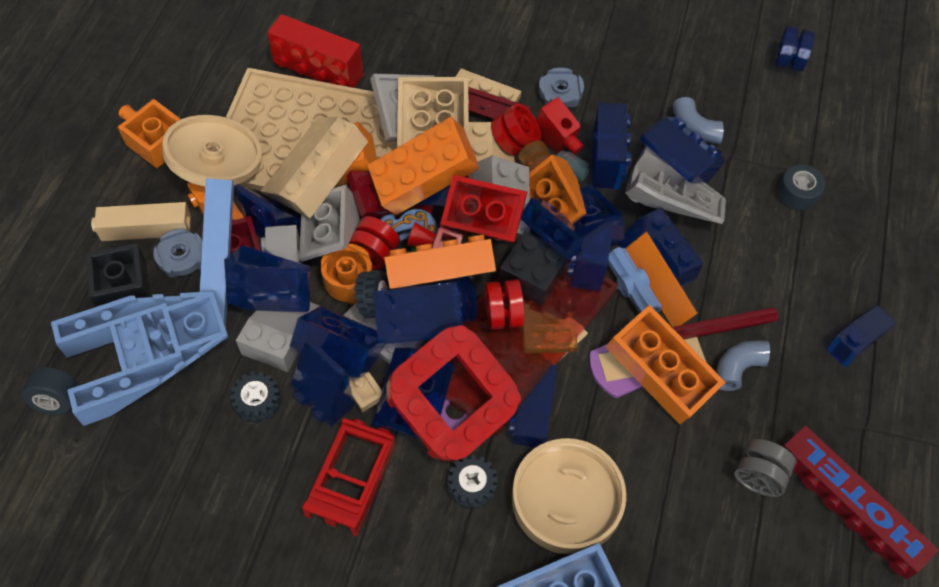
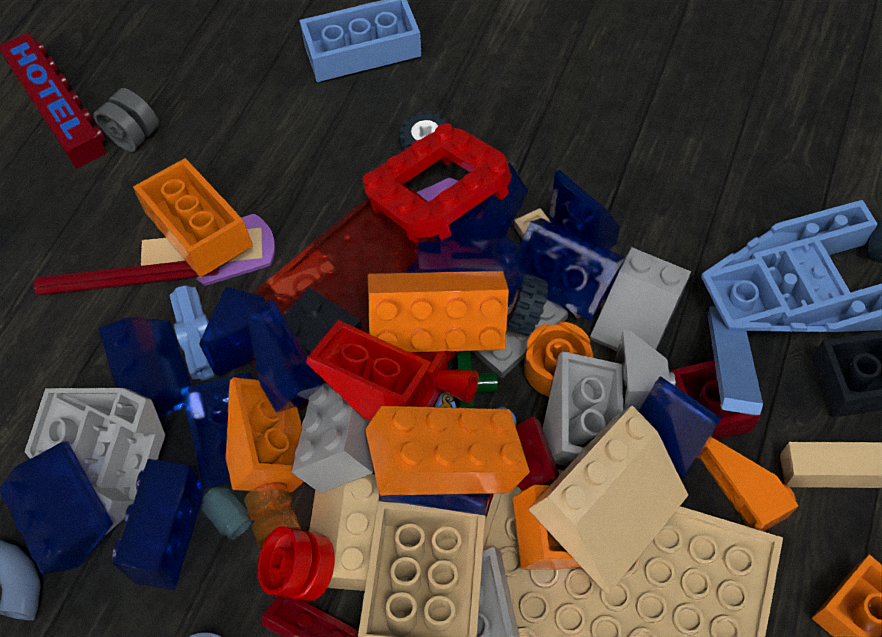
camera: 170 degrees left, 0 degrees up
(167, 249) = (801, 405): sand blue plate -> none
(211, 149) = (772, 547): tan dish -> none
(253, 388) = (659, 219): black wheel -> none
(266, 282) = (677, 332): clear blue slope -> none
(338, 507) = (565, 114): red door -> none
(376, 238) = (522, 390): red wheel -> none
(504, 304) = (355, 280): red wheel -> none
(533, 415) = (344, 193): clear blue slope -> none
(547, 333) = (317, 263): clear orange wing -> none
(559, 127) = (229, 572): red torso -> none
(568, 495) = (331, 117): tan brick -> none
(662, 281) = (159, 331): orange sticker -> none
(740, 358) = (104, 233): sand blue cylinder -> none

